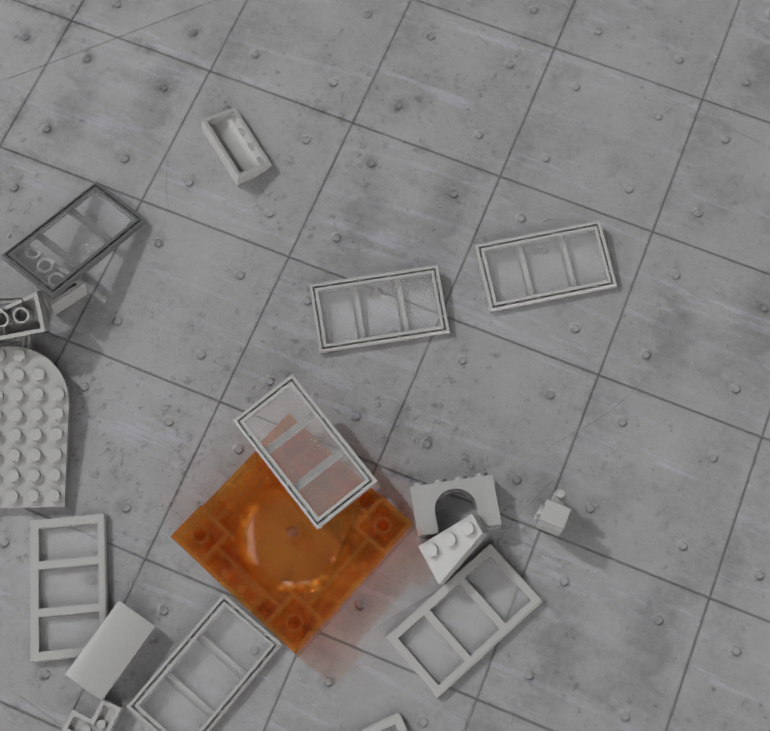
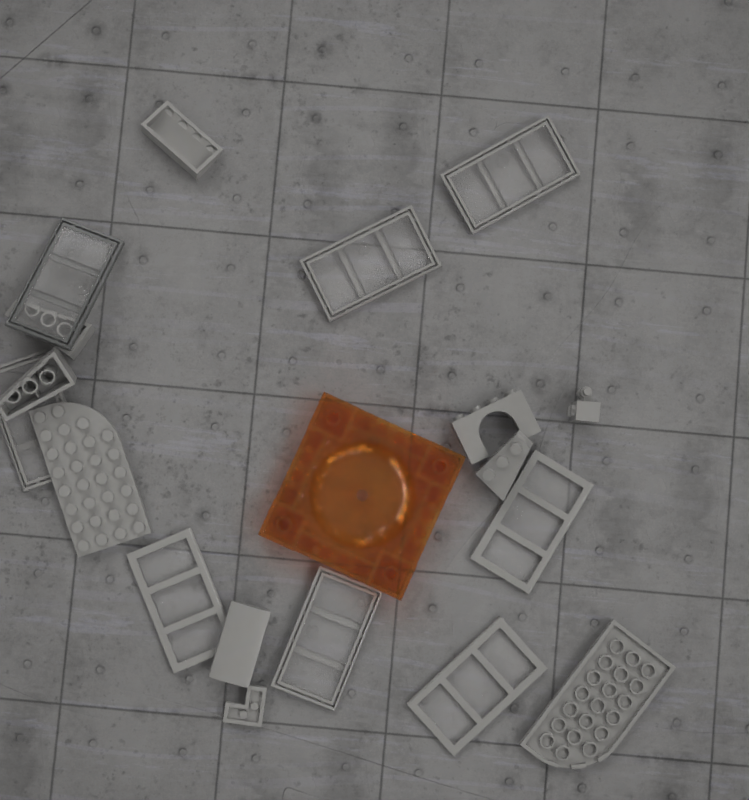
camera: 20 degrees left, 15 degrees up
(305, 451) = (350, 422): clear door -> none

